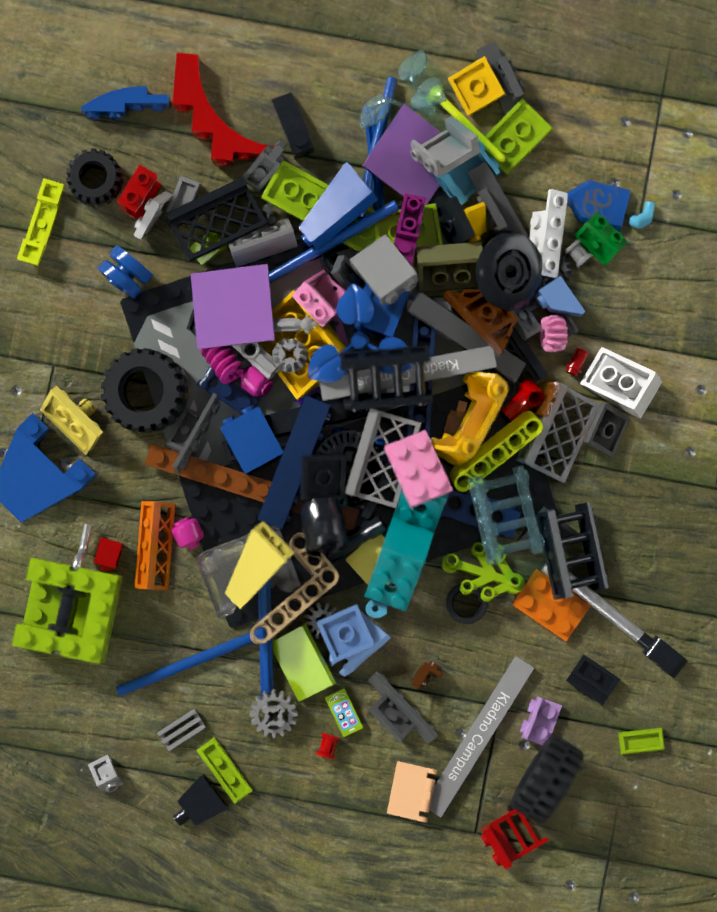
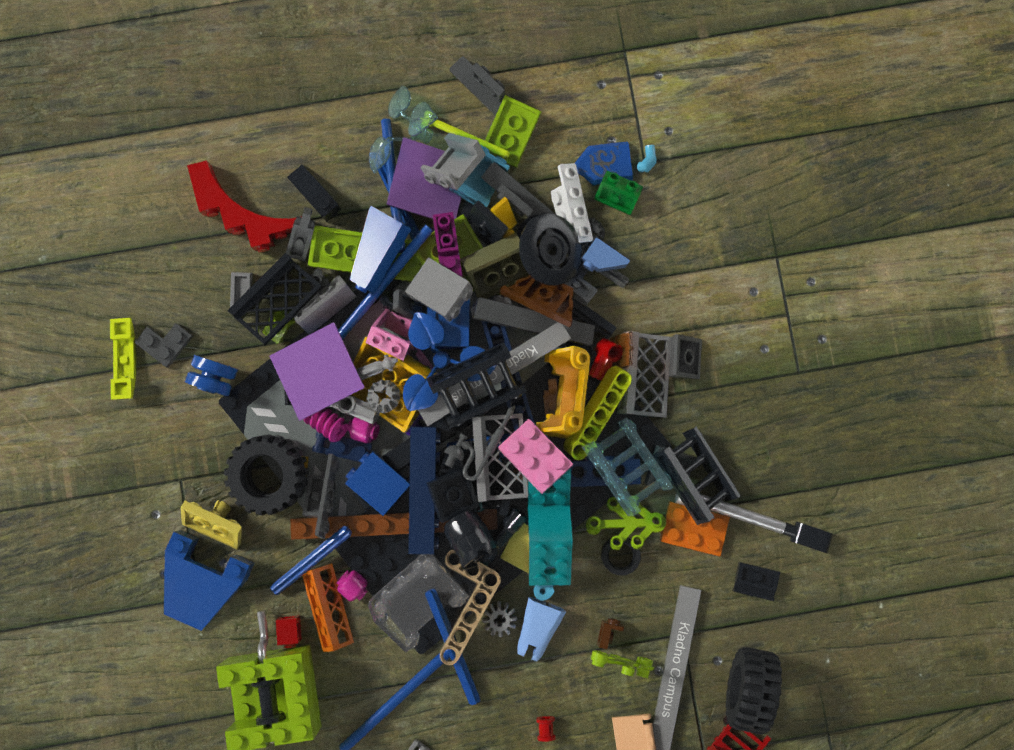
camera: 20 degrees left, 0 degrees up
(82, 164) = (140, 294): black tyre -> none
(87, 228) = (164, 349): none -> dark grey plate
(115, 103) = (151, 228): blue slope -> none
(138, 191) = (198, 301): red panel -> none
(153, 212) = (217, 316): white wing -> none
(156, 492) = (311, 560): none -> blue axle
(257, 564) = (423, 592): light yellow slope -> none
(280, 719) = (488, 725): light grey gear -> none
(302, 663) = (496, 664): lime tile -> none
(341, 437) = (455, 451): none -> dark grey piece
(343, 712) = (548, 692): tile -> none
(345, 633) = (525, 625): medium blue plate -> none
(396, 713) = (595, 679): dark grey bracket -> none
(446, 718) = (643, 664): none -> lime plant
(476, 86) = (461, 99): yellow plate -> none
(541, 720) = (724, 634): lavender bracket -> none
(554, 333) = (609, 290): bright pink gear -> none
(576, 362) = (637, 307): red pin -> none
(578, 253) = (603, 212): light grey bush -> none
(621, 382) = (683, 310): white slope -> none
(641, 741) = (818, 618): lime tile -> none

